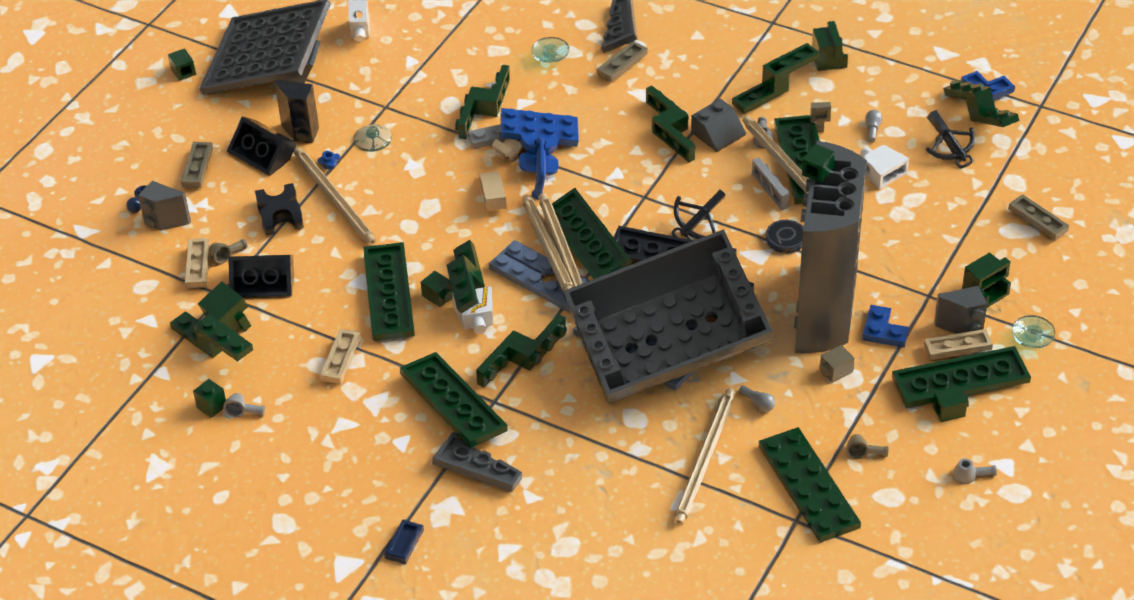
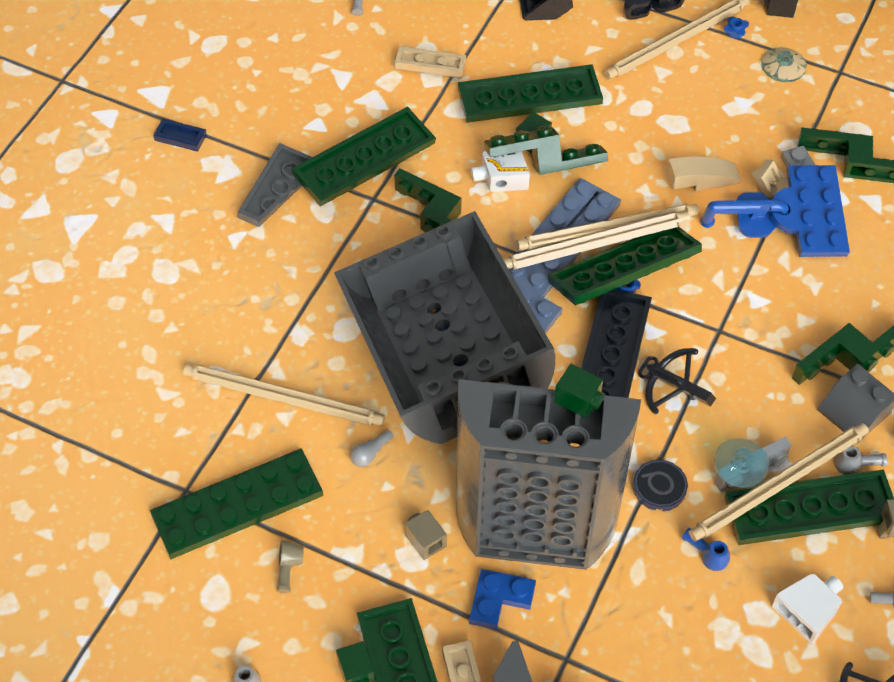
camera: 85 degrees right, 10 degrees up
(775, 183) = (737, 471): none -> clear light blue dish

